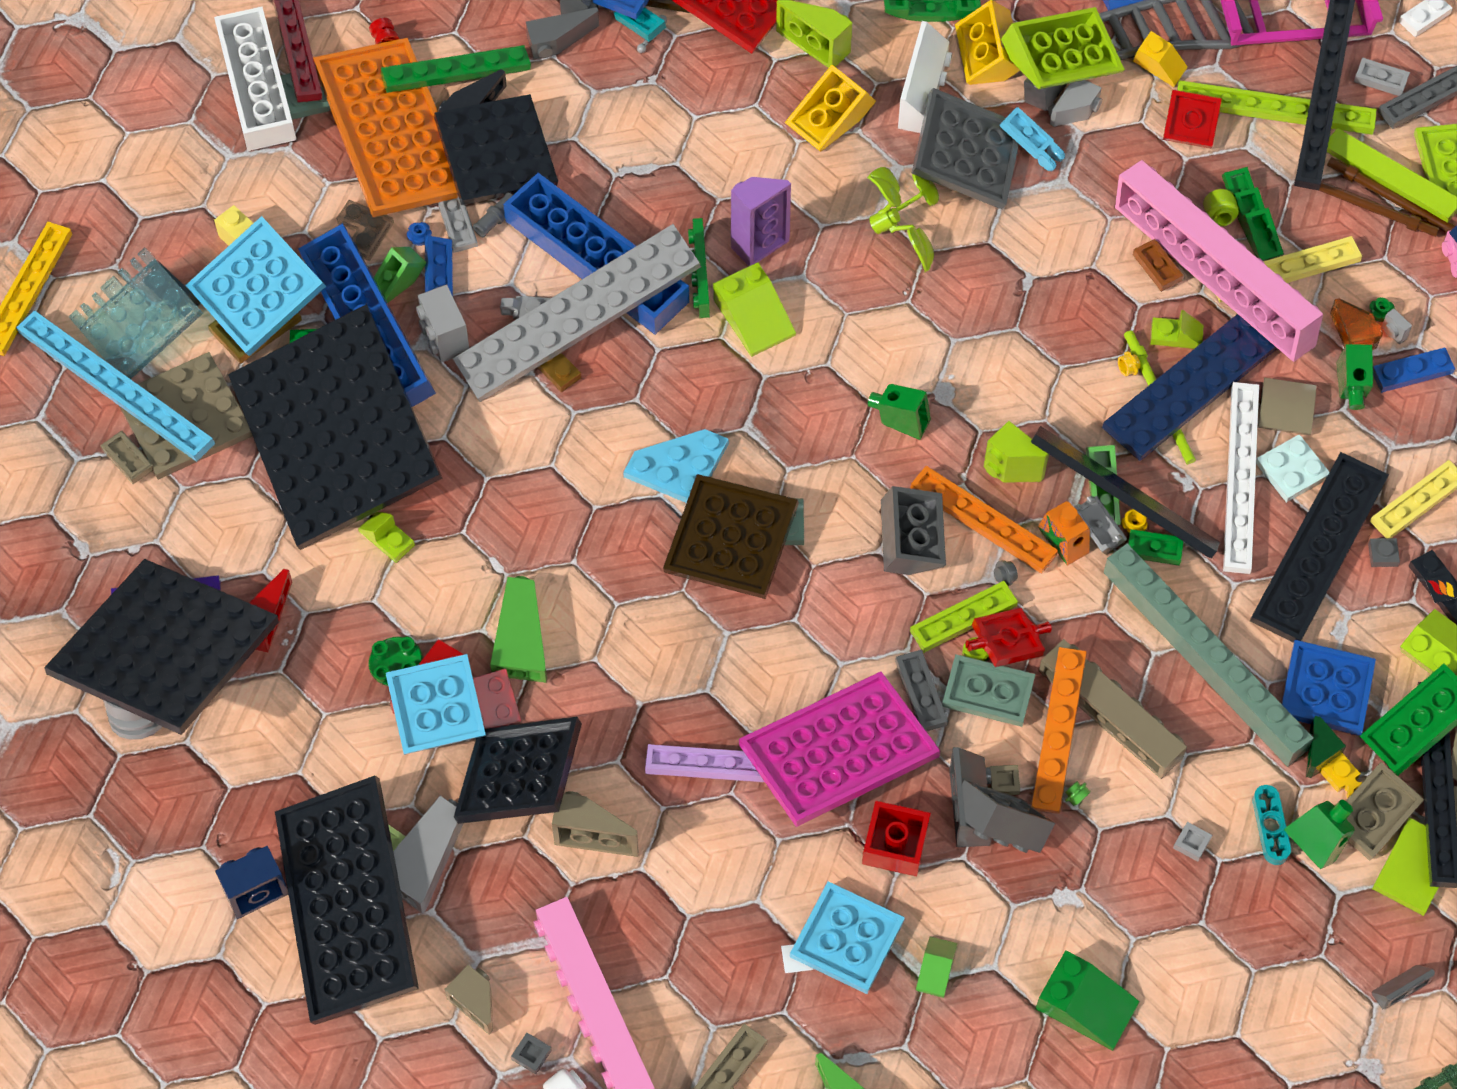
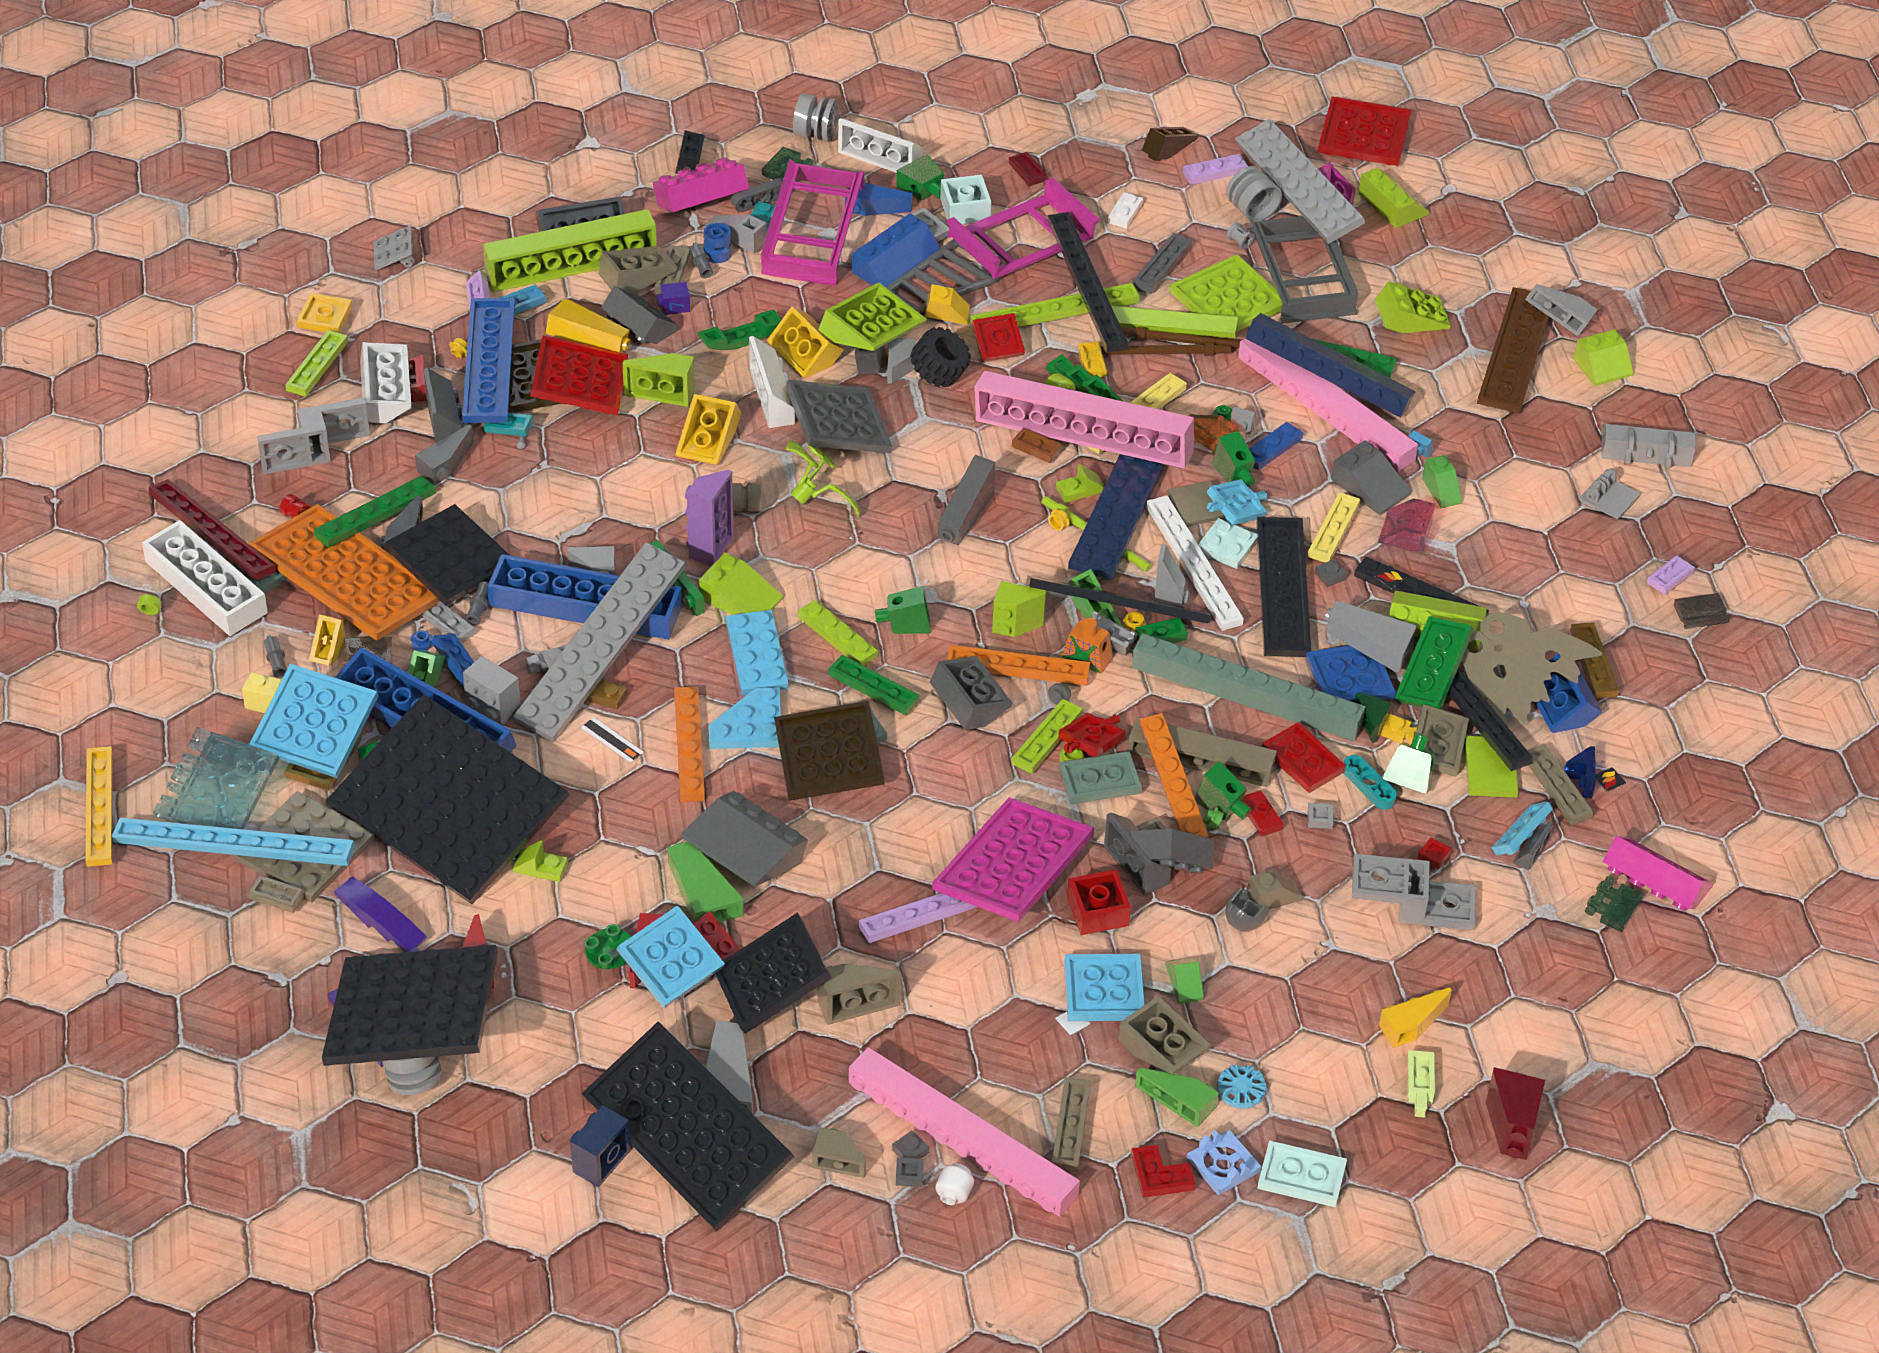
camera: 30 degrees left, 15 degrees down
(192, 85) = (149, 604): none -> lime tile
(204, 525) = (381, 914): none -> dark purple slope
(274, 192) = (275, 656): none -> dark grey axle
(328, 198) = (327, 640): none -> yellow slope
(536, 424) = (612, 739): none -> sticker
(550, 1025) = (910, 1146): none -> dark grey plate
(586, 603) = (746, 839): none -> dark grey slope
(605, 464) = (689, 744): none -> orange plate
(631, 217) = (593, 558): none -> light grey slope
(730, 387) = (756, 651): none -> medium azure plate
(820, 203) = (747, 497): none -> dark tan wheel
(823, 478) = (874, 685): none -> green plate
(824, 400) = (837, 633): none -> lime plate
(865, 1030) = (1161, 1037): none -> dark tan slope
(921, 690) = (1047, 796): dark grey plate -> none
(1032, 139) = (884, 393): medium azure hinge -> none
(1040, 921) = (1244, 913): none -> dark grey hair
(1042, 304) = (968, 500): none -> dark grey slope
(1087, 1001) = (1312, 952): green slope -> none
(1089, 908) = (1273, 889): none -> dark tan slope
(1099, 130) = (940, 357): none -> black tyre
(1099, 762) = (1222, 790): none -> green torso
(1133, 808) = (1262, 814): none -> red plate
(1192, 494) = (1169, 580): none -> light grey slope
(1217, 763) = (1304, 757): none -> red plate
(1231, 984) = (1409, 885): none -> light grey bracket
(1278, 185) = (1092, 358): none -> yellow plate
(1288, 944) = (1435, 853): none -> red plate
(1328, 425) = (1236, 501): none -> medium azure plate
(1376, 652) = (1372, 633): none -> light grey slope
(1381, 77) = (1121, 261): light grey plate -> none
(1402, 959) = (1522, 828): none -> medium azure plate

